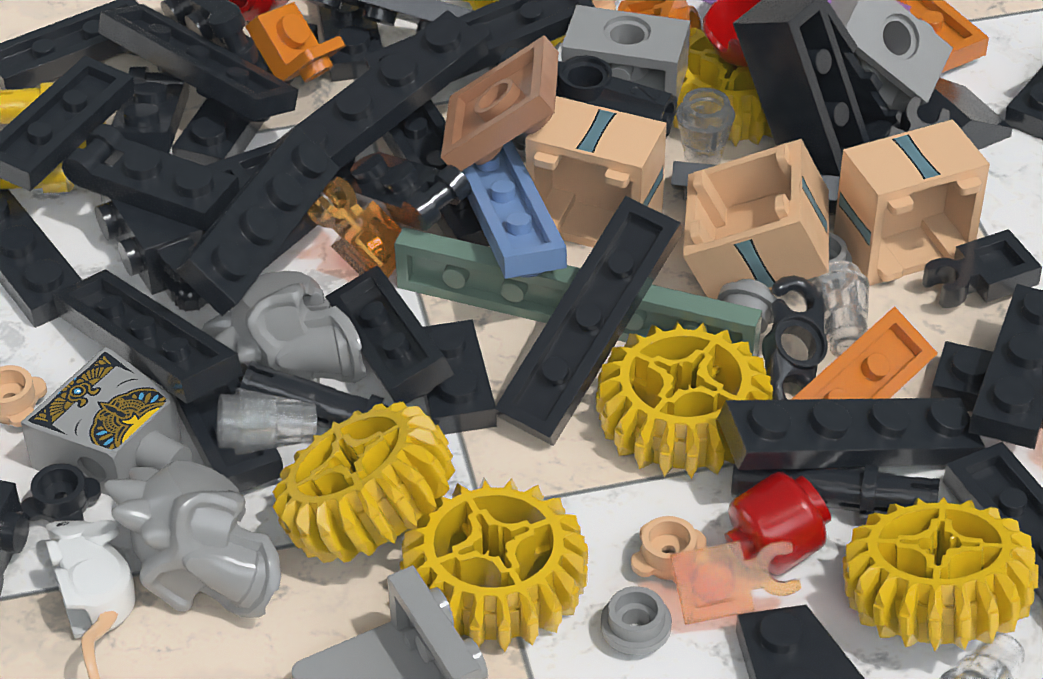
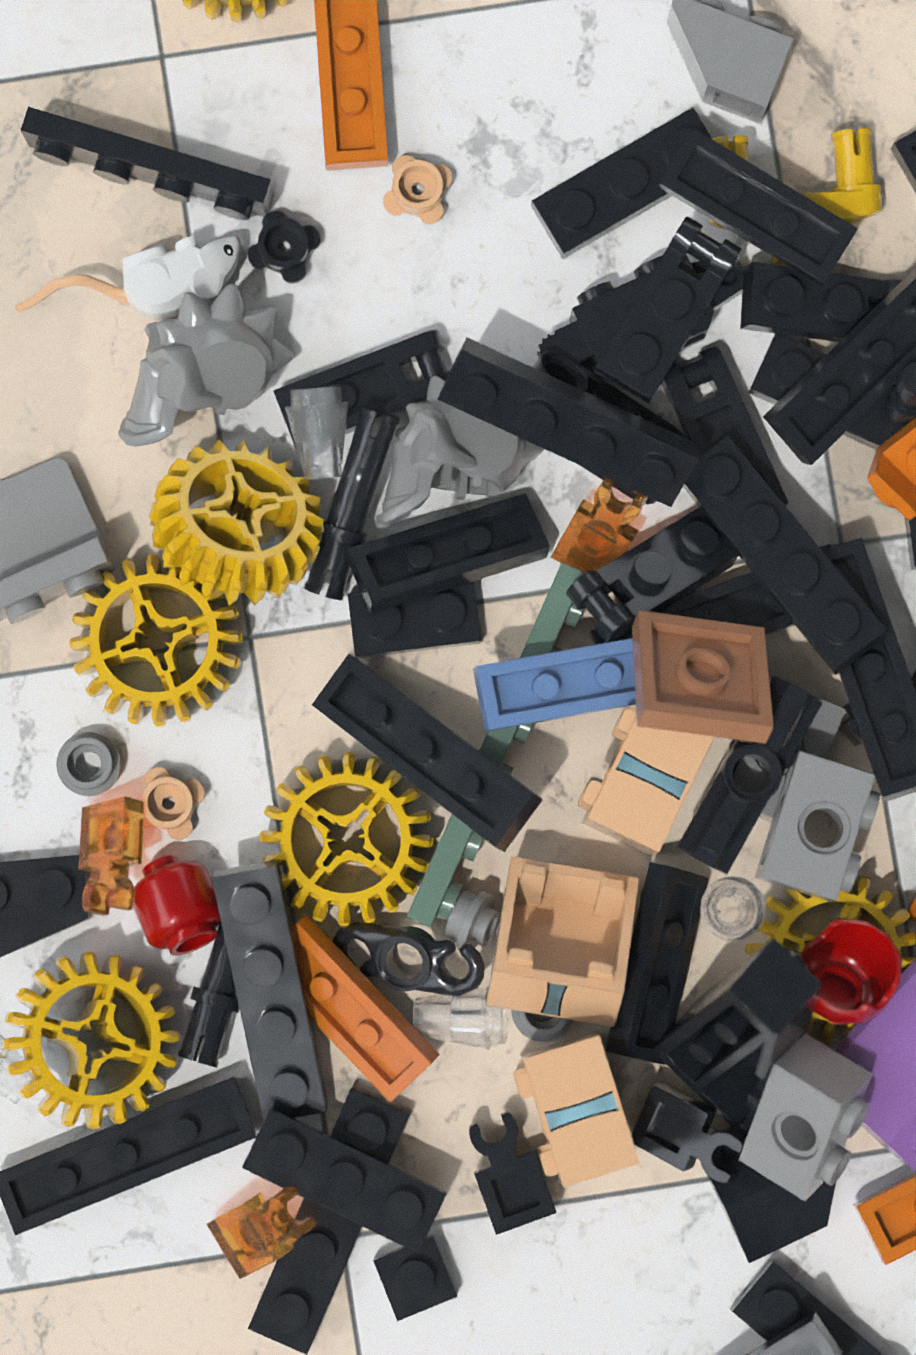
camera: 90 degrees right, 40 degrees up
(105, 422) = (354, 288): light grey torso -> none
(148, 336) = (464, 307): black plate -> none

